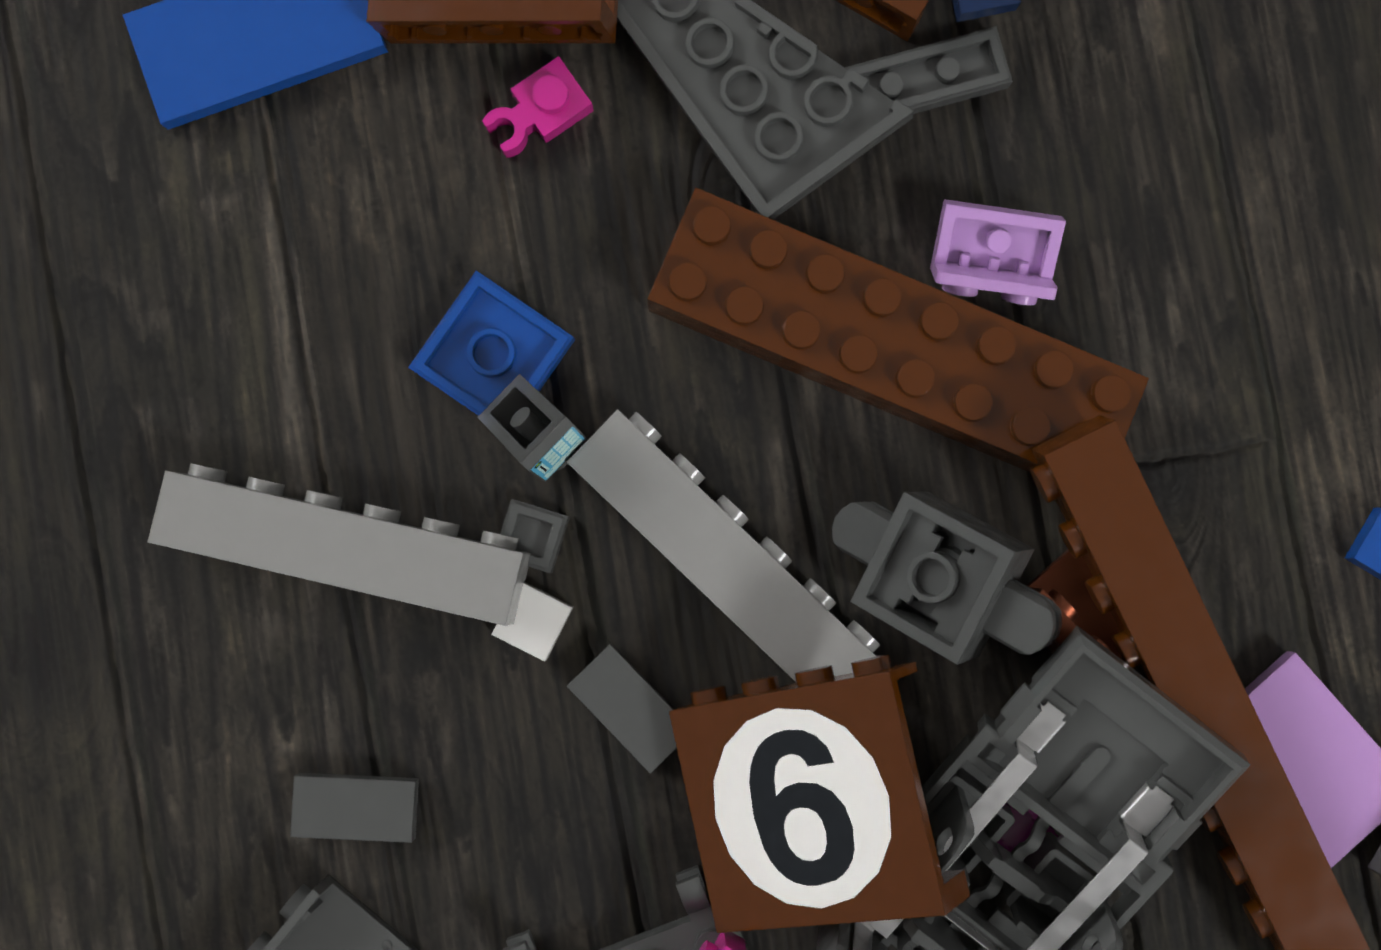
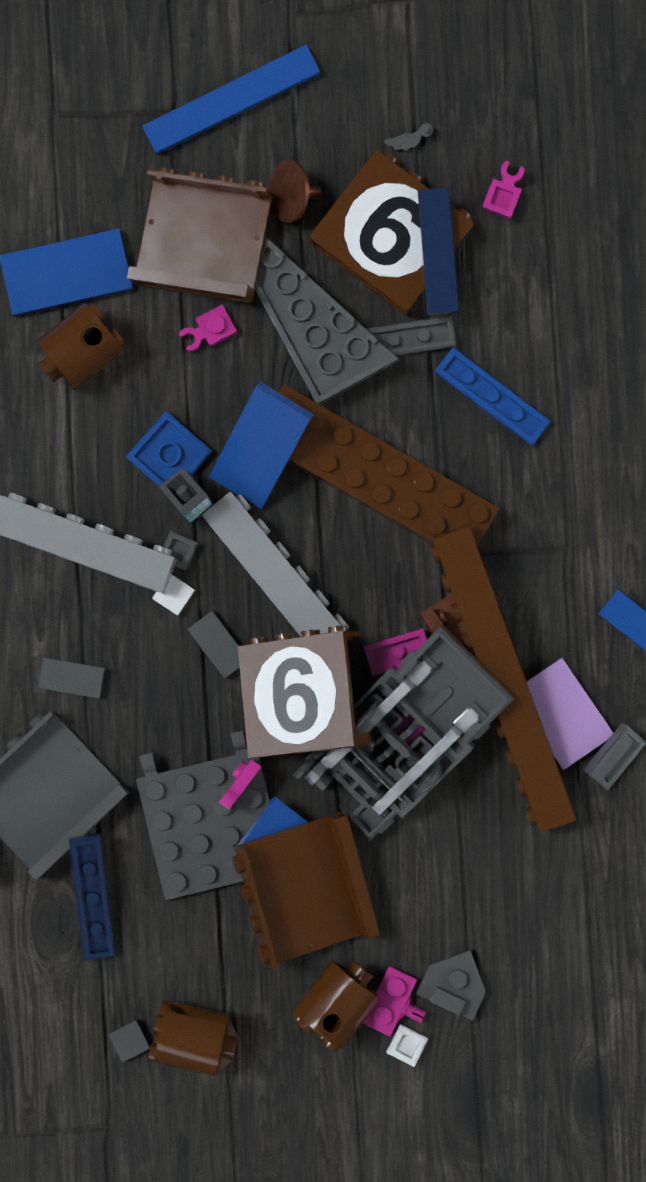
camera: 10 degrees right, 0 degrees up
(273, 179) = (70, 354): none -> reddish brown cylinder
(668, 305) = (260, 445): none -> blue tile
(945, 577) = (383, 594): dark grey brick -> none
(973, 688) = (392, 651): none -> dark pink plate
(997, 251) = (435, 434): lavender bracket -> none
(1092, 171) = (492, 396): none -> blue tile

